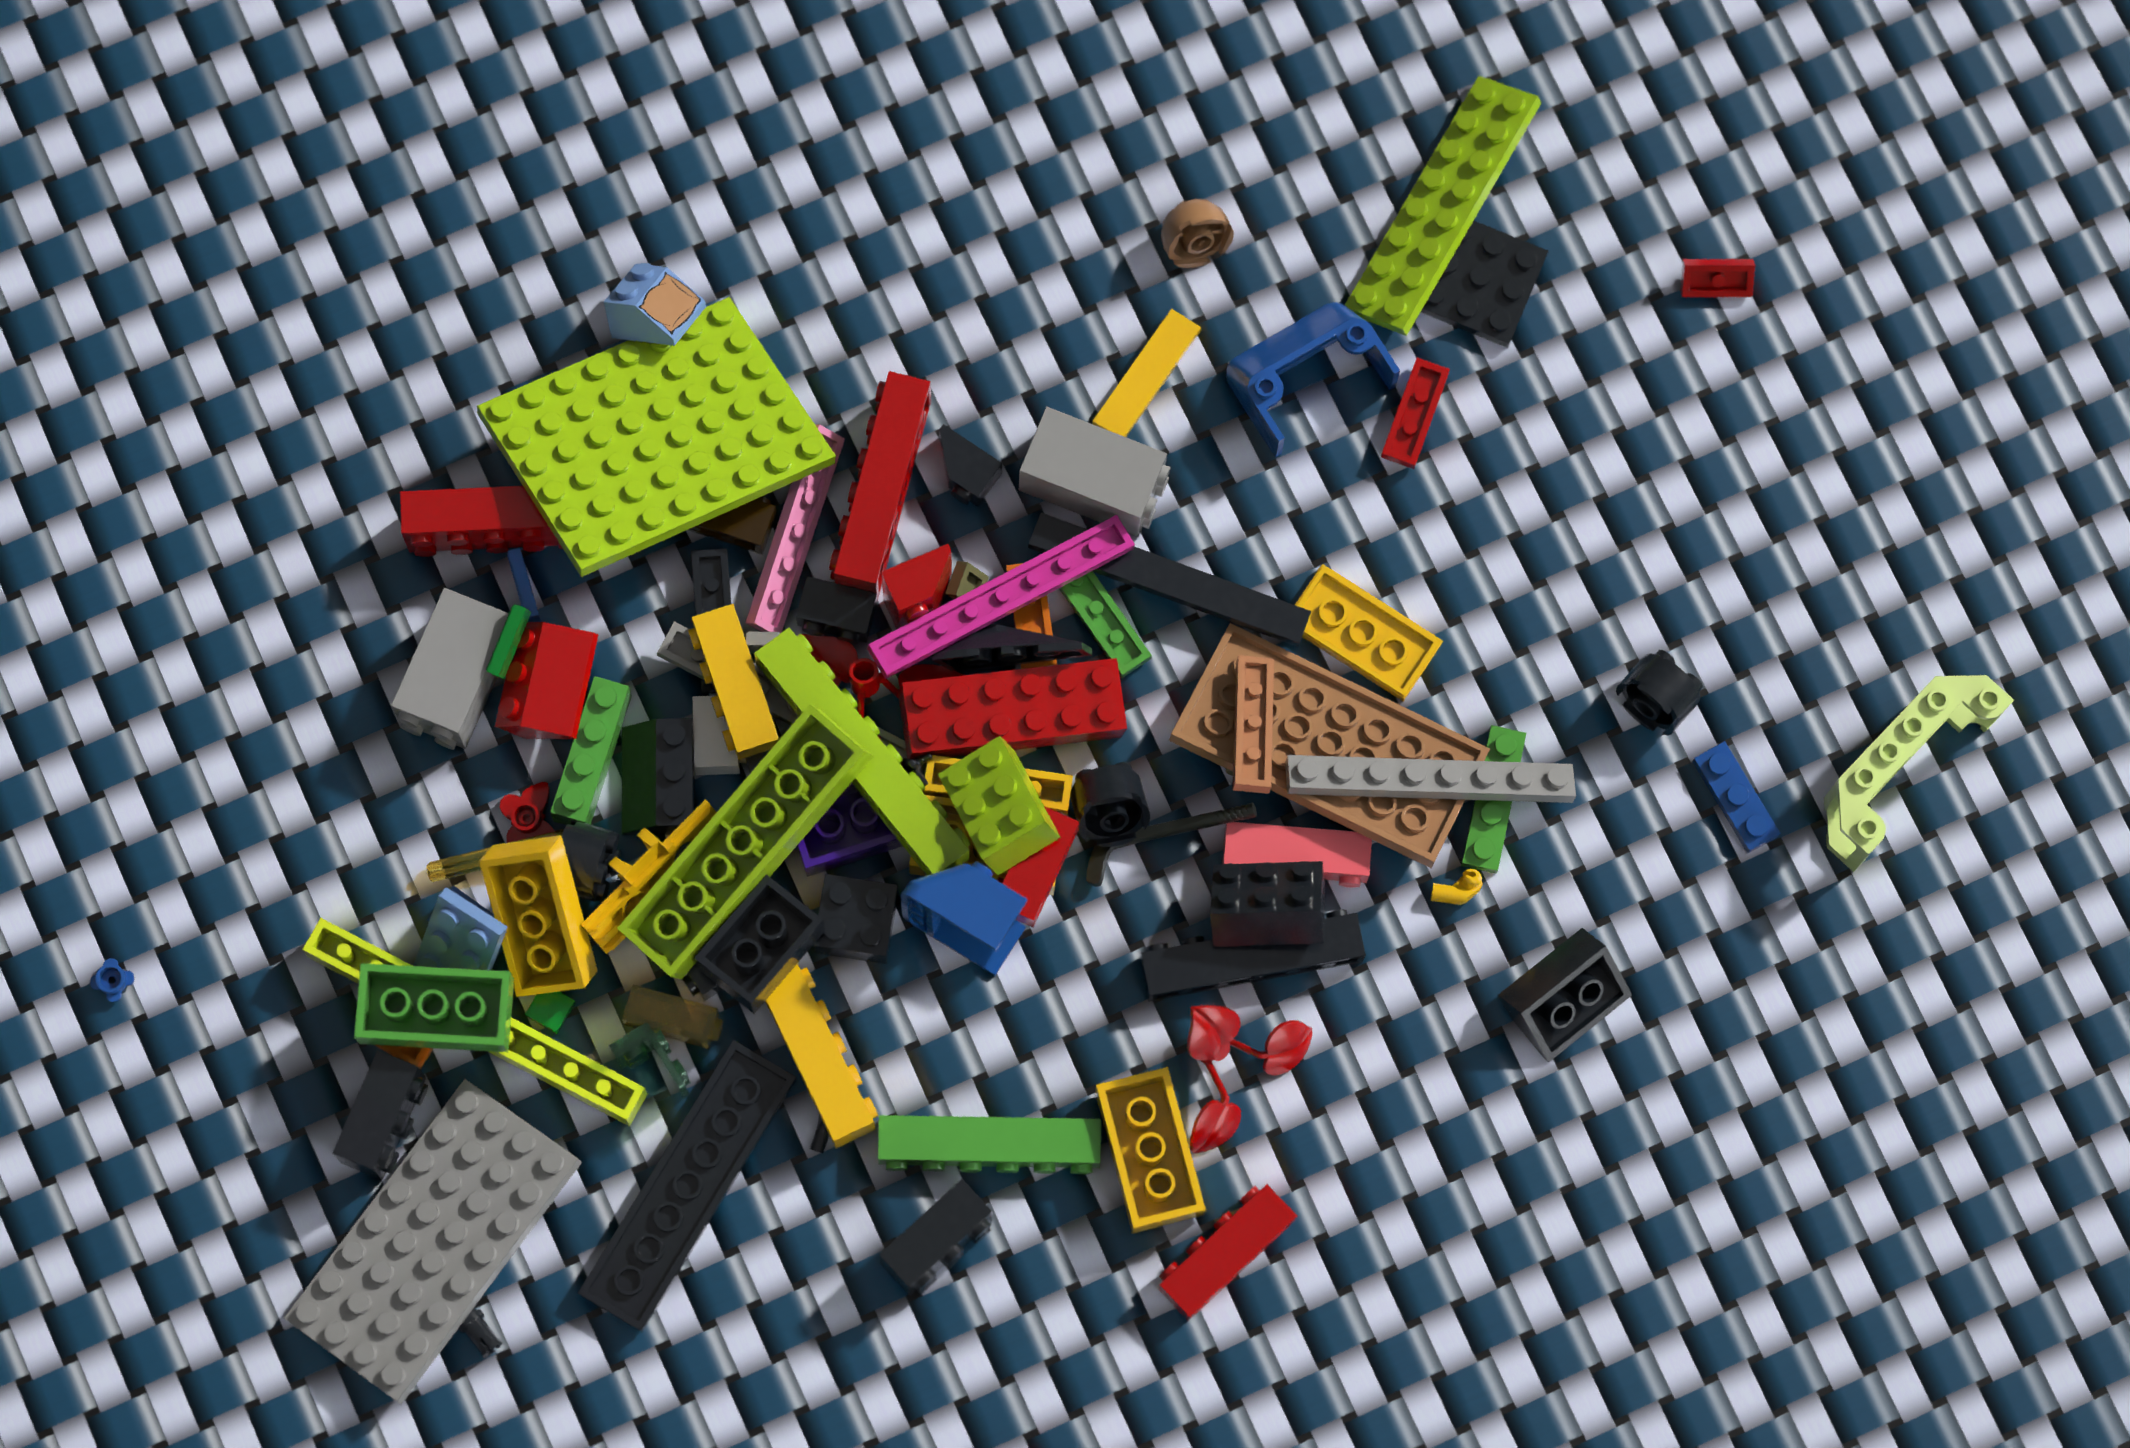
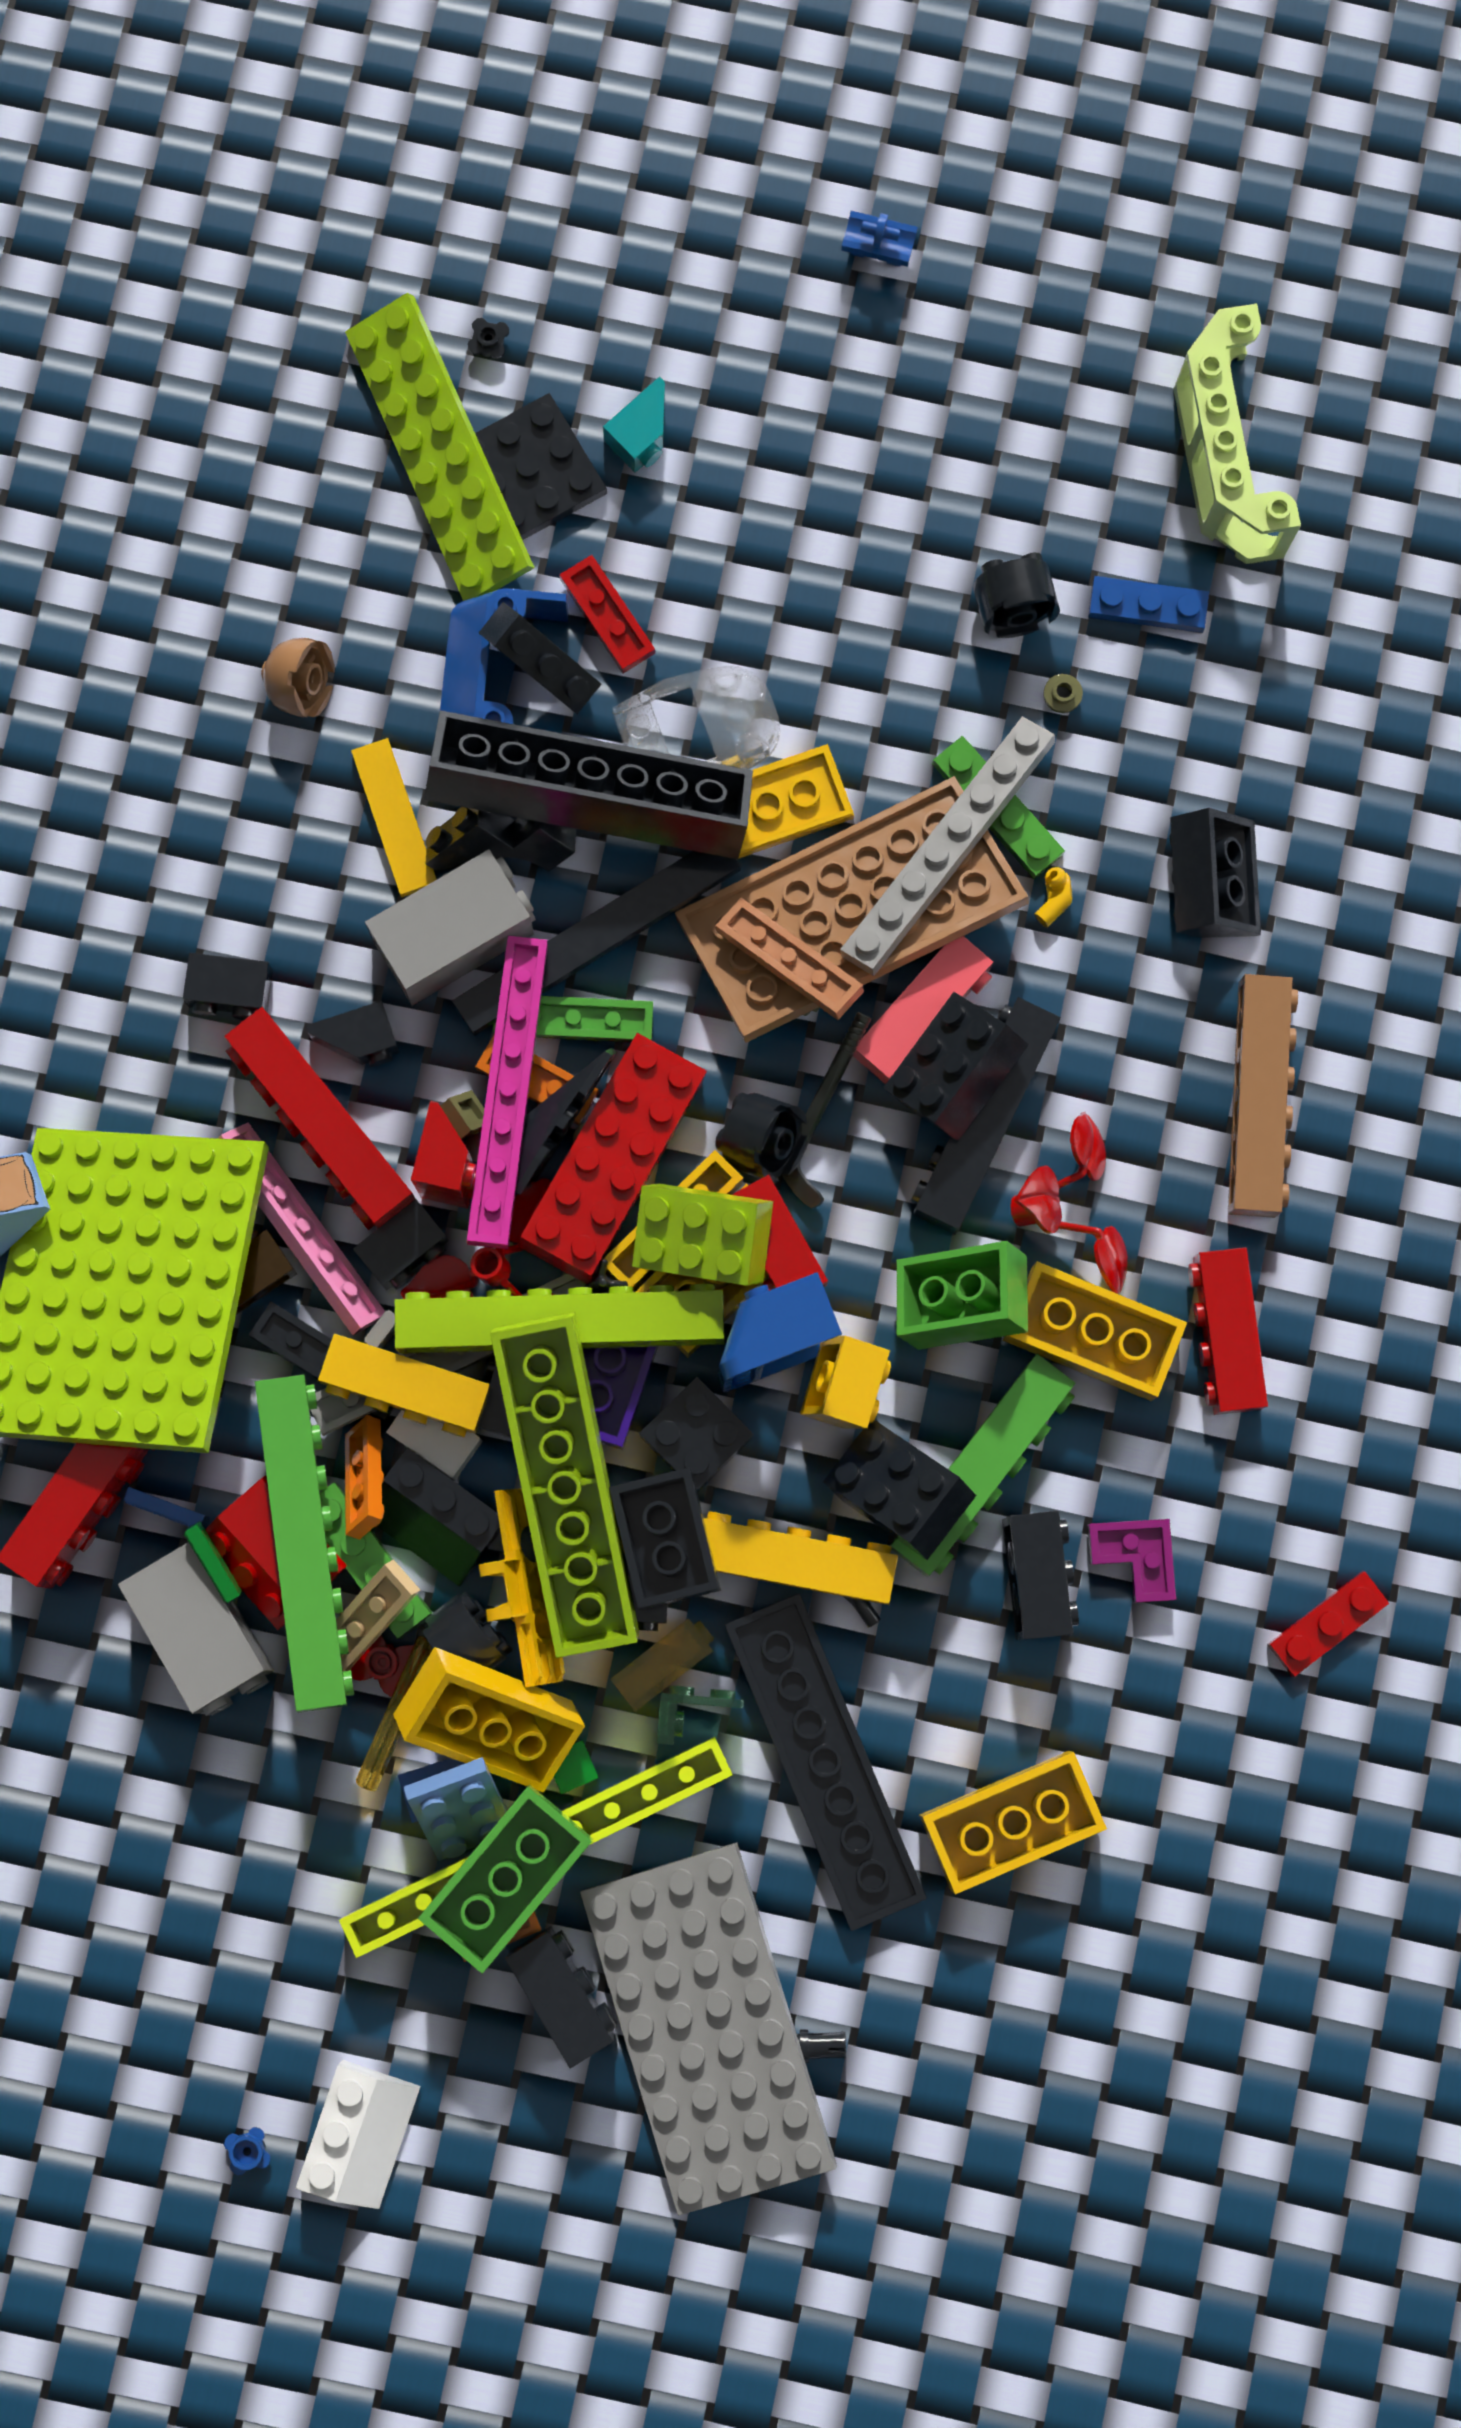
camera: 55 degrees left, 5 degrees up
(178, 1048) = (358, 2136): none -> white slope
(538, 778) = (375, 1610): none -> tan plate
(567, 692) = (301, 1543): none -> bright green brick
(648, 704) = (363, 1477): none -> orange plate
(742, 1351) = (1012, 1822): none -> yellow brick
(924, 1089) = (900, 1488): none -> black brick
(932, 350) = (226, 985): none -> black brick
(974, 995) = (846, 1383): none -> yellow brick
(1018, 1306) = (1146, 1547): none -> magenta plate
(1100, 1030) = (962, 1295): none -> bright green brick
(1207, 481) = (476, 831): none -> black arch
(1270, 489) = (589, 785): none -> black brick
(1338, 386) = (540, 658): none -> black brick
(1411, 559) = (732, 707): none -> clear slope
(1422, 1148) = (1260, 1096): none -> medium nougat brick
(1554, 188) = (488, 349): none -> black plate
(1574, 333) = (638, 428): none -> teal slope
(1609, 790) = (1060, 704): none -> olive plate
(1717, 278) = (684, 270): red plate -> none
(1855, 398) = (879, 238): none -> blue hips

